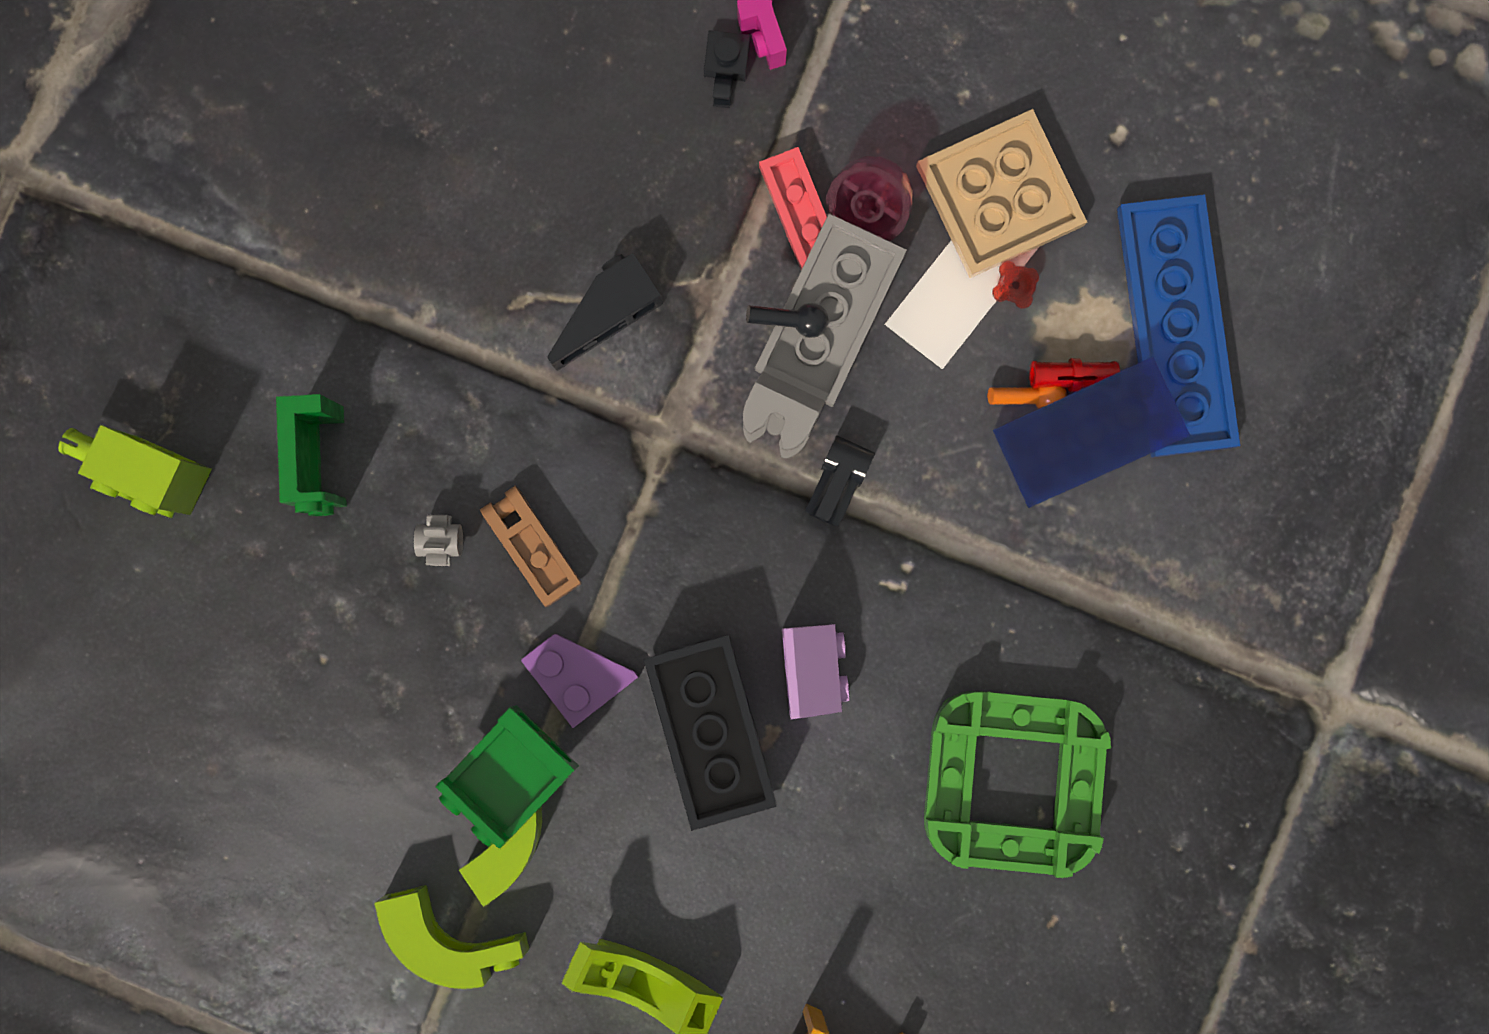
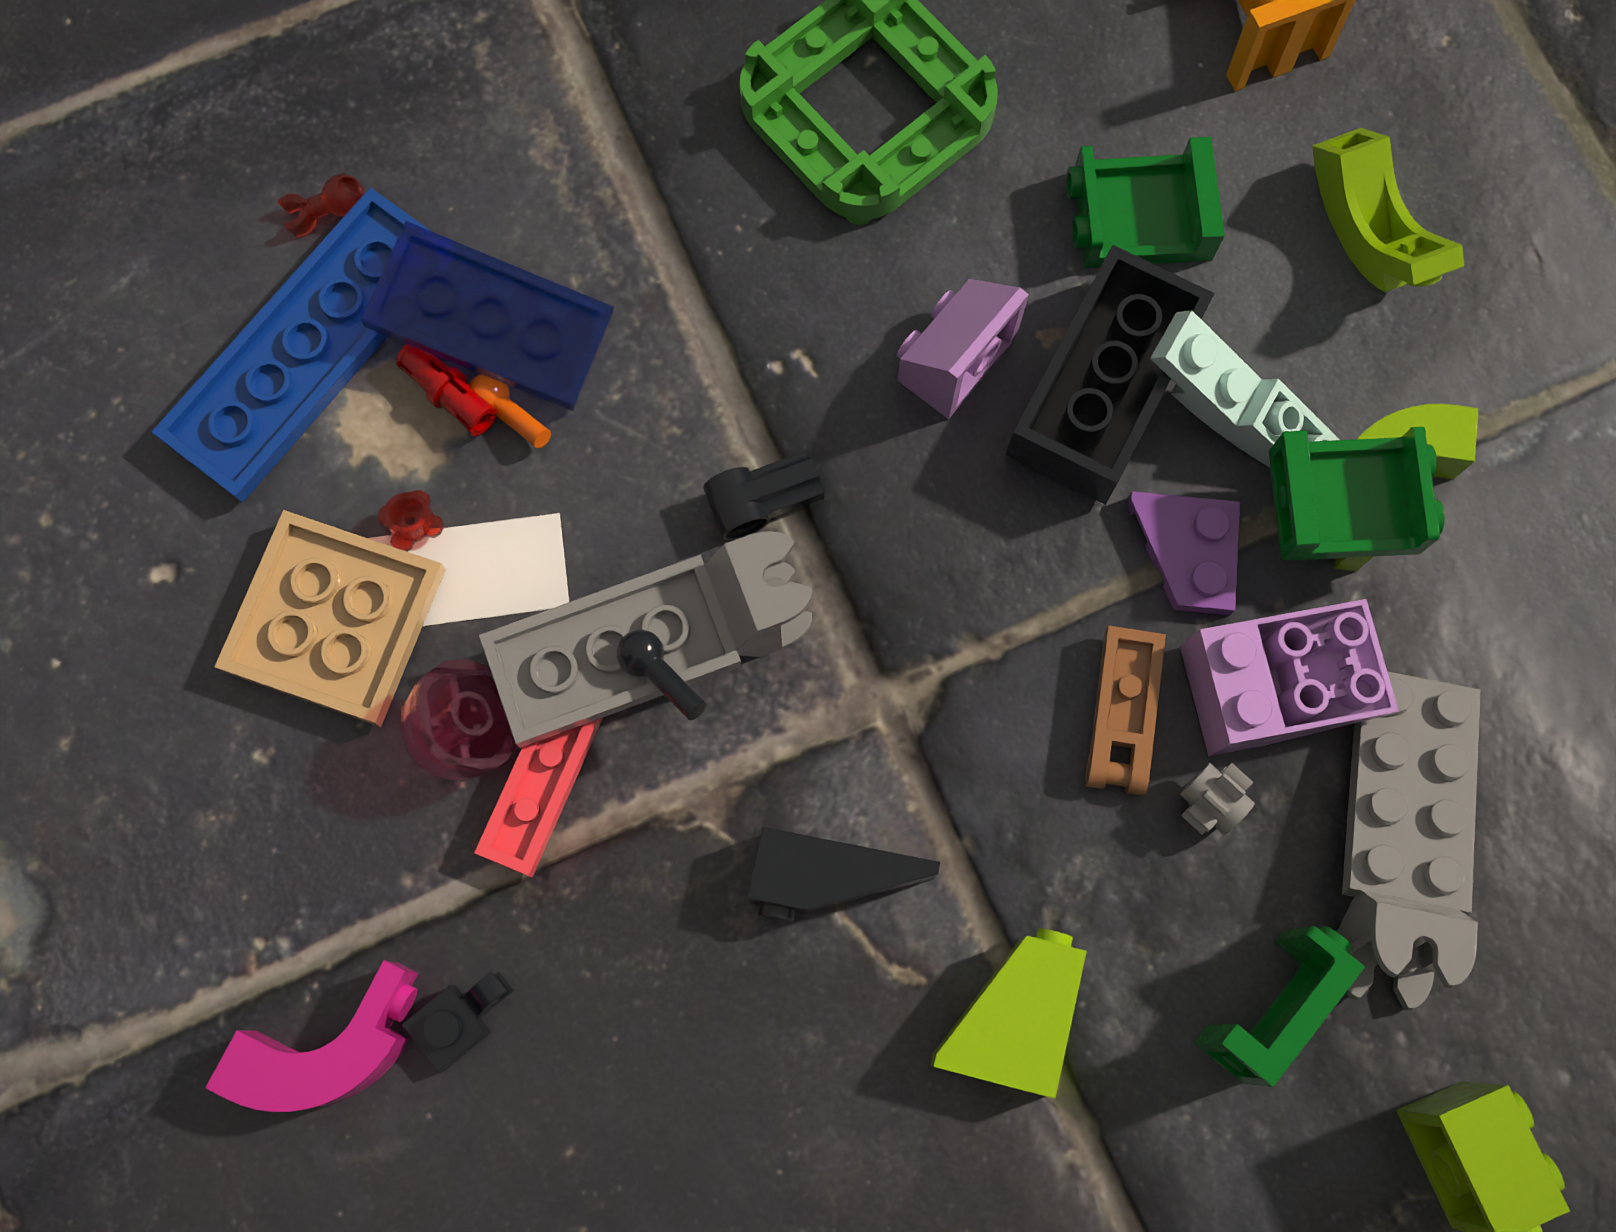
camera: 140 degrees left, 10 degrees down
(321, 619) = (1413, 840): none -> light grey hinge
(434, 955) = (1559, 414): lime arch -> none
(441, 327) = (1020, 1017): none -> lime slope
(457, 644) = (1287, 676): none -> lavender slope
(623, 785) = (1228, 392): none -> light aqua slope
(788, 866) = (1147, 205): none -> green panel
(1255, 423) = (337, 197): none -> clear red arm

